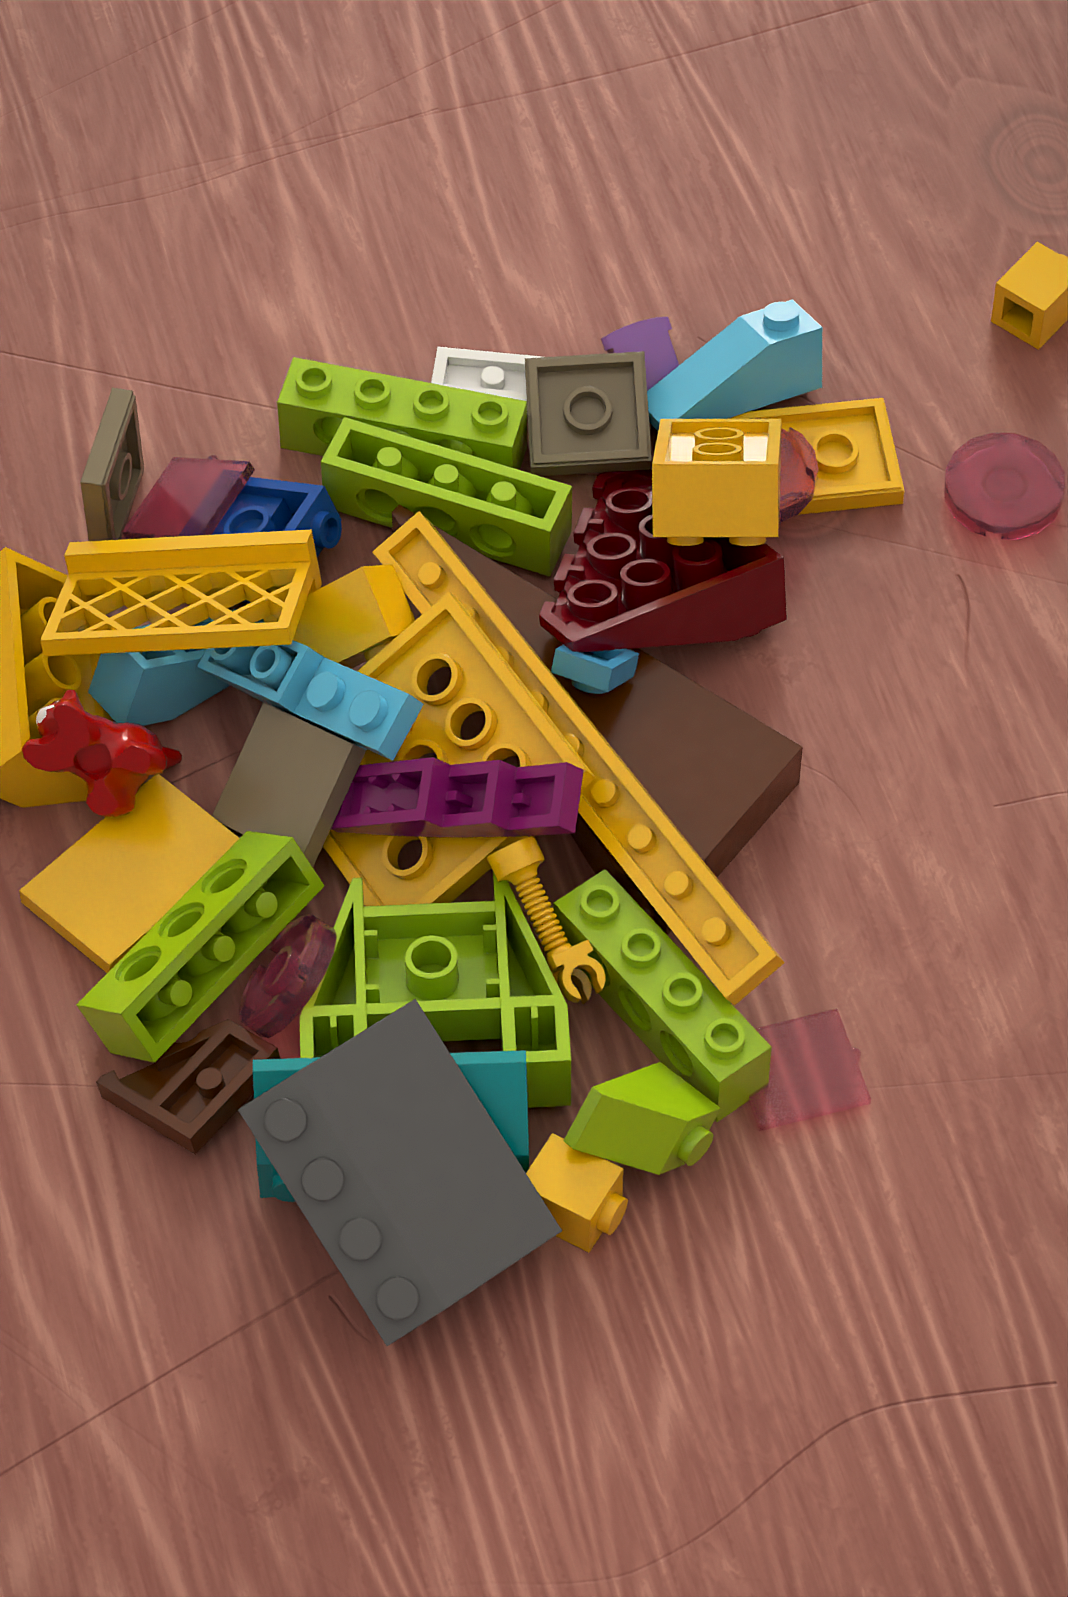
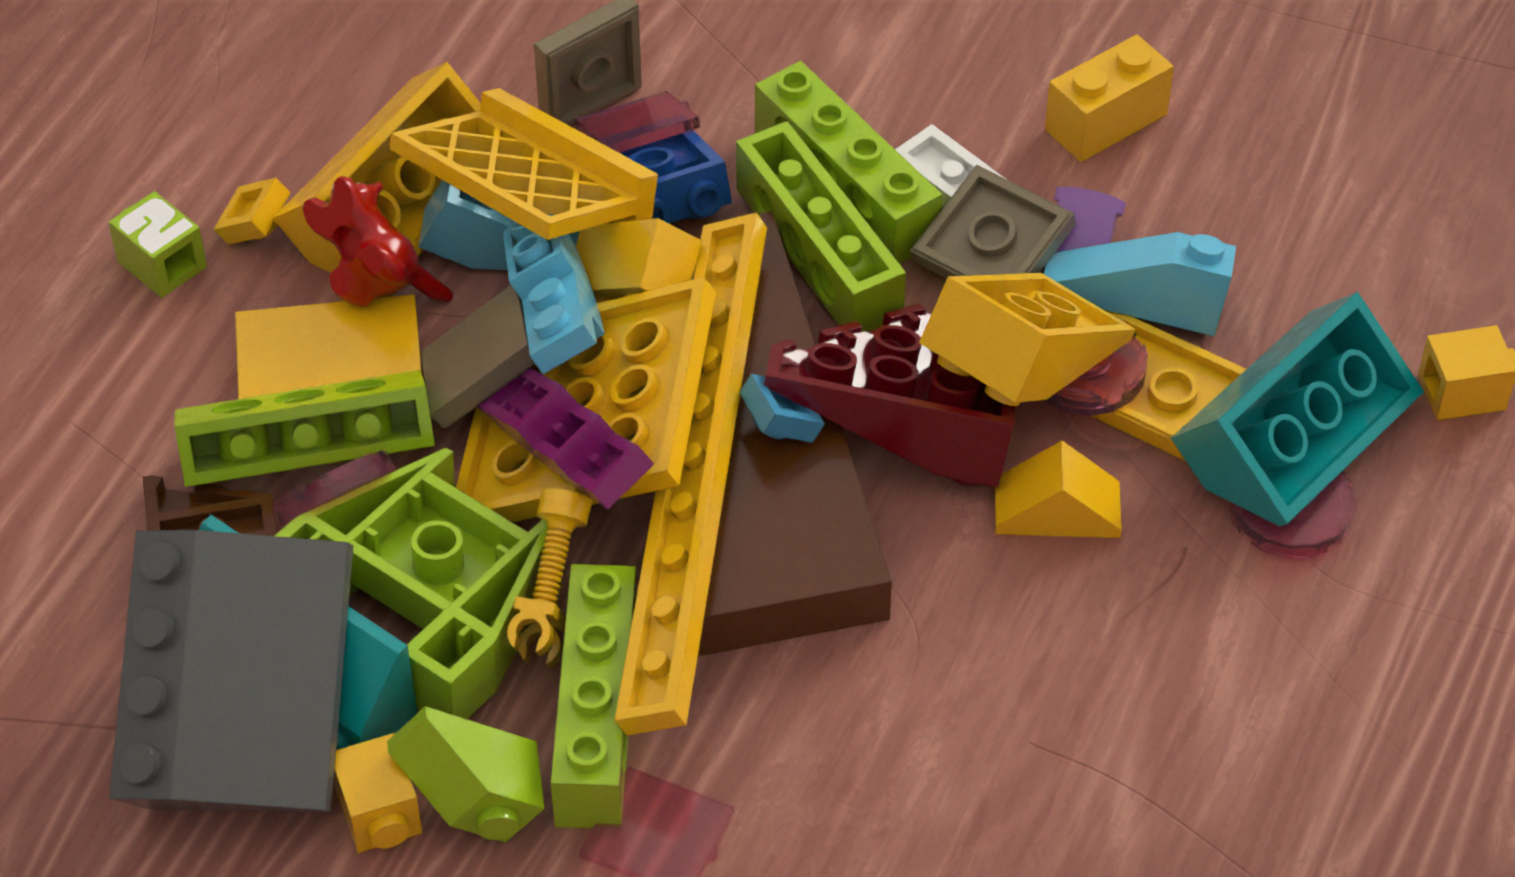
camera: 40 degrees right, 5 degrees down
(555, 234) = (1108, 97): none -> yellow brick
(834, 599) = (1058, 496): none -> yellow slope
(954, 406) = (1300, 412): none -> teal slope

